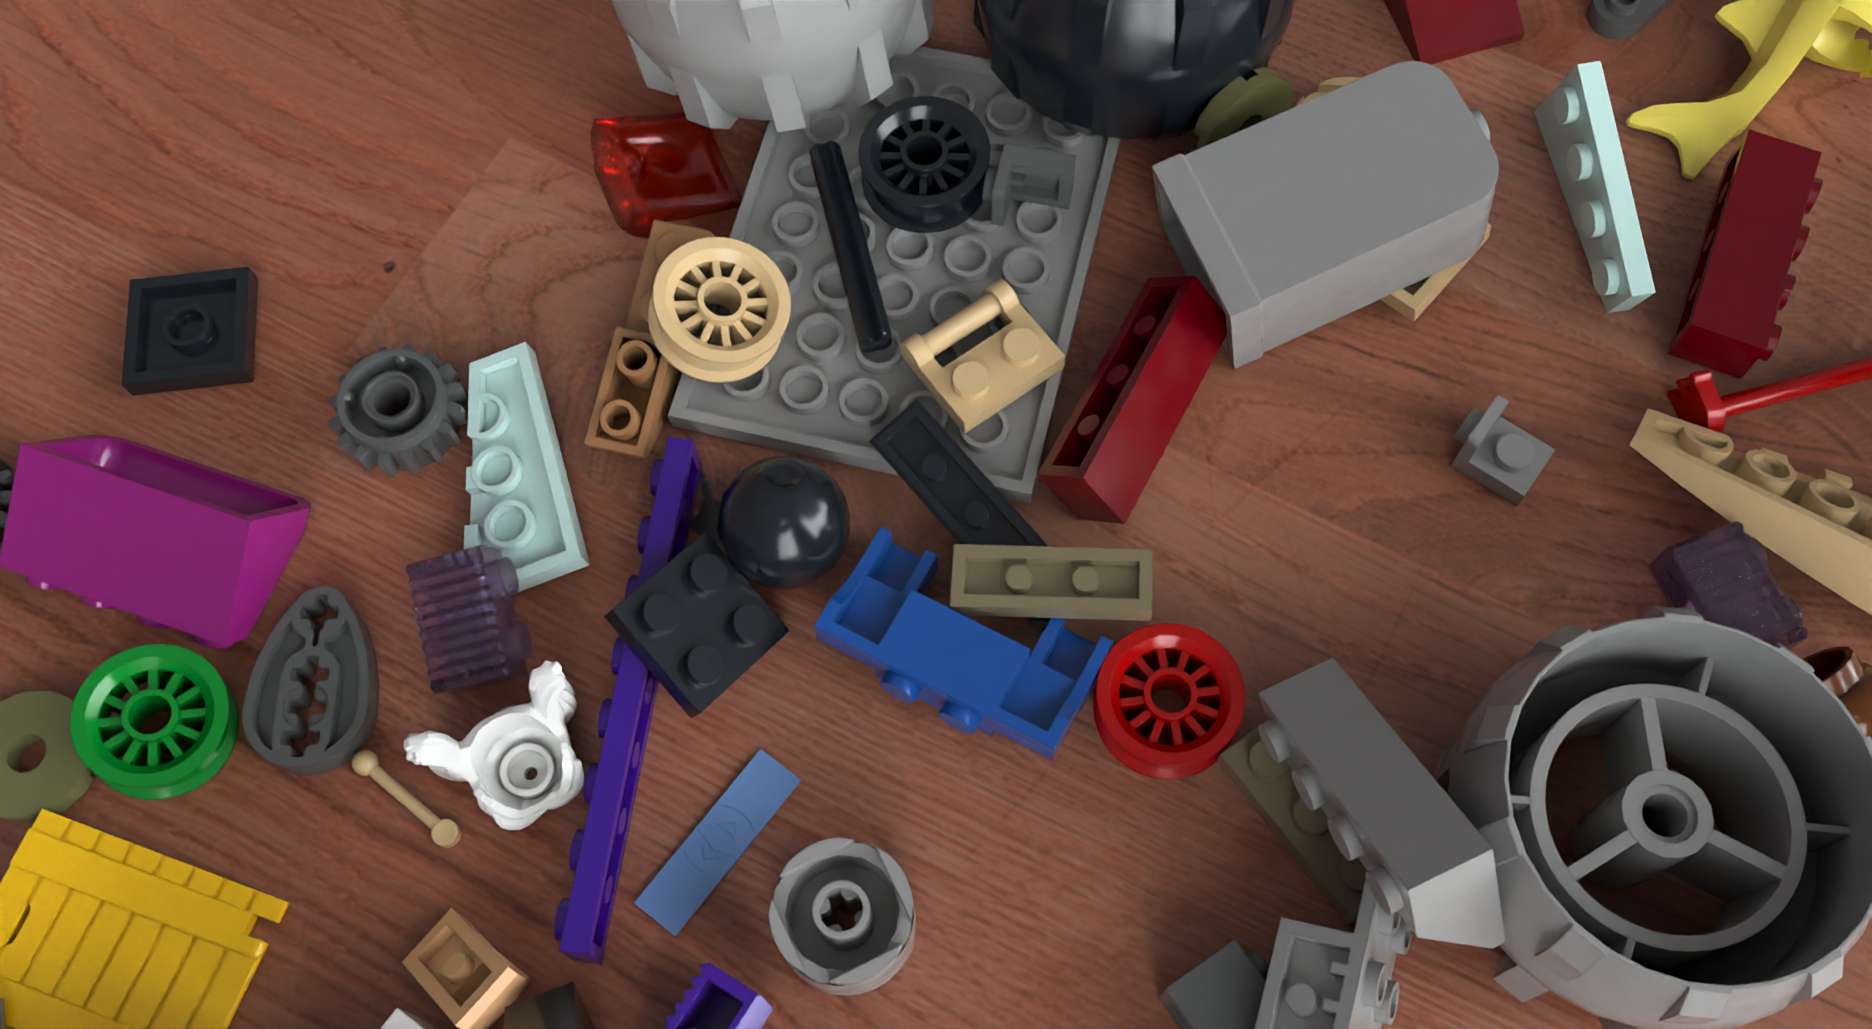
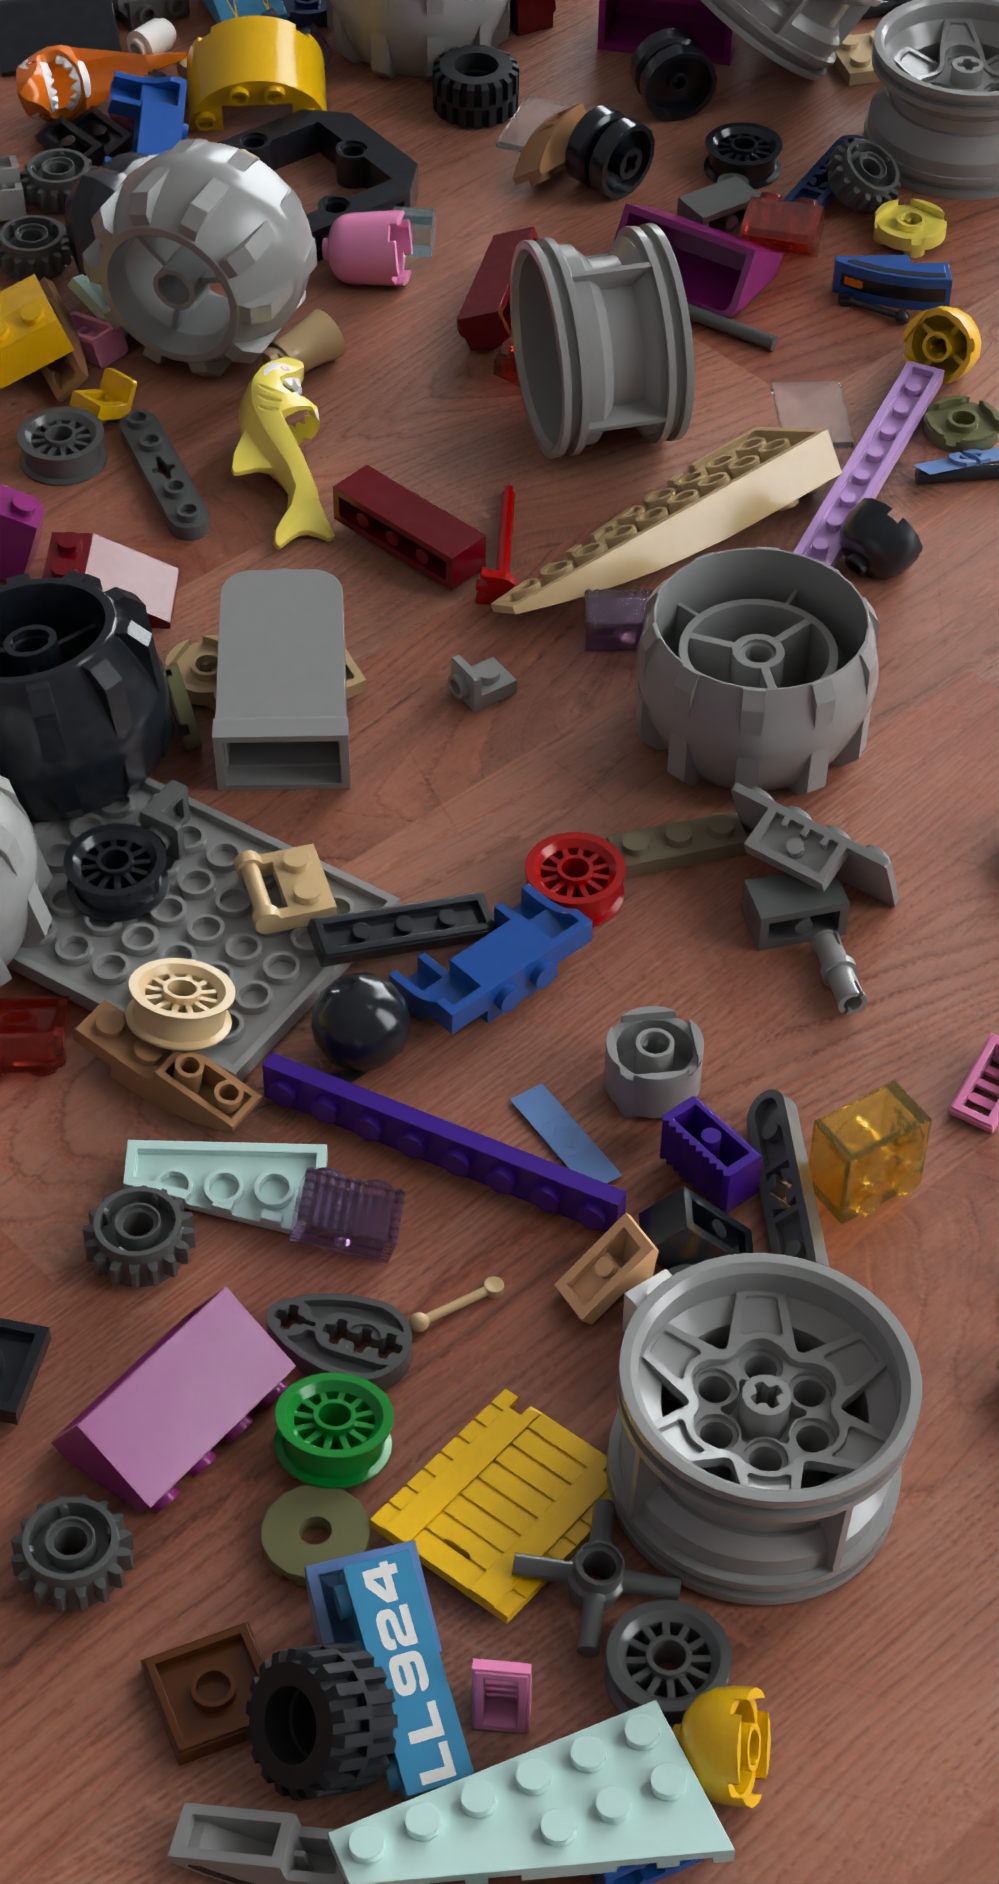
camera: 75 degrees left, 20 degrees down
(506, 747) = (458, 1205): white hair -> none
(697, 624) = (414, 1084): black plate -> none
(850, 247) = (156, 932): black axle -> none
(1052, 582) = (476, 894): dark tan plate -> none
(1135, 399) = (361, 824): dark red brick -> none
(1384, 807) = (695, 763): light grey slope -> none
(1595, 183) = (363, 575): light aqua wing -> none

